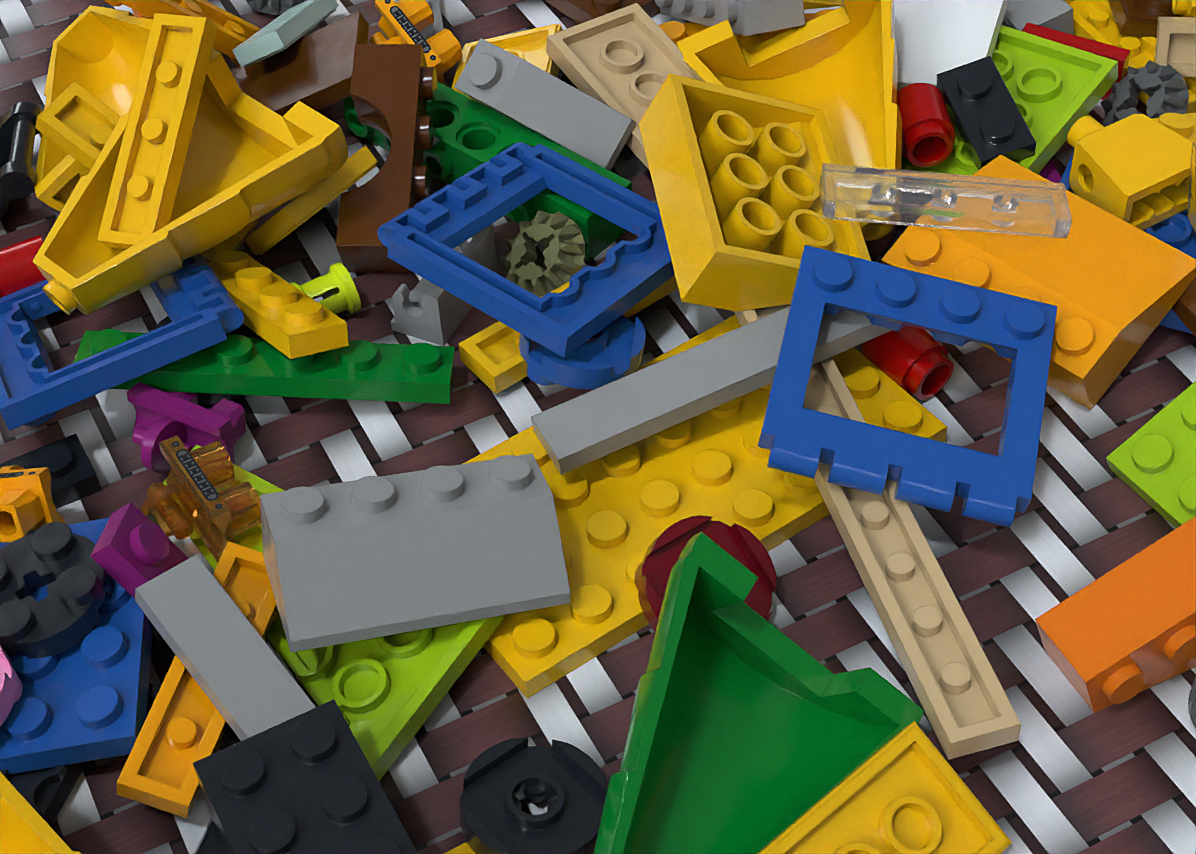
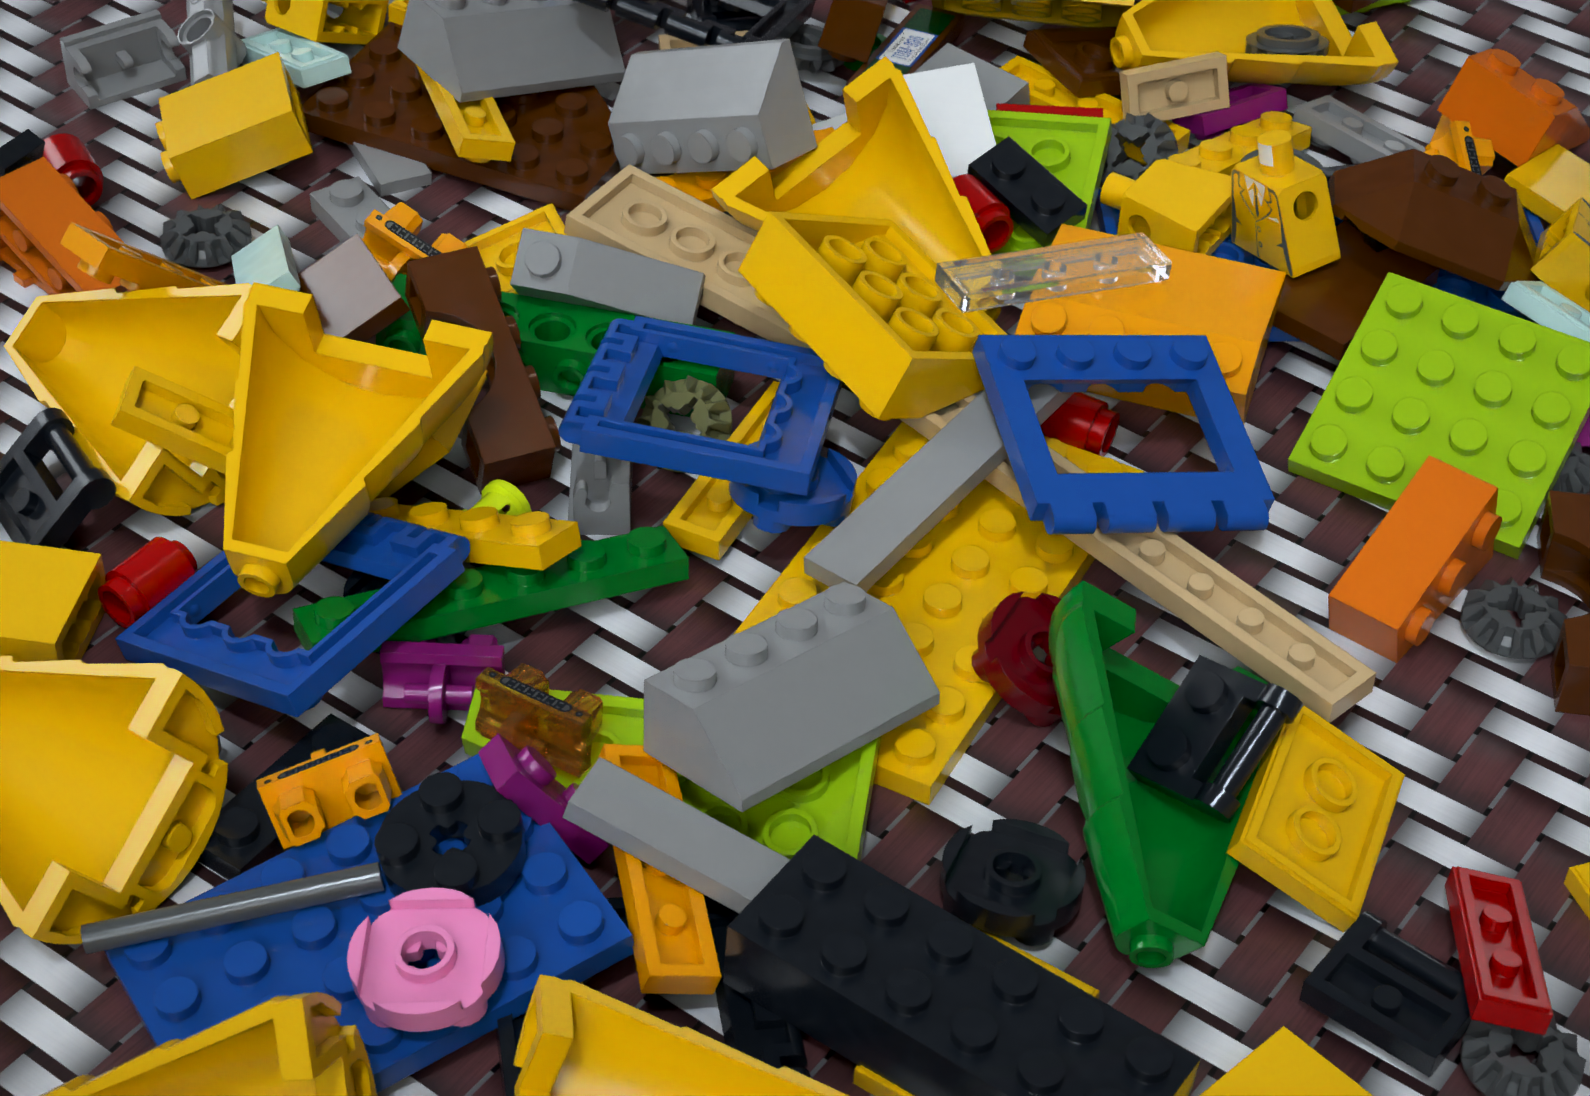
camera: 30 degrees left, 5 degrees down
(158, 129) = (286, 389): yellow plate -> none
(802, 734) = (1199, 730): none -> black plate

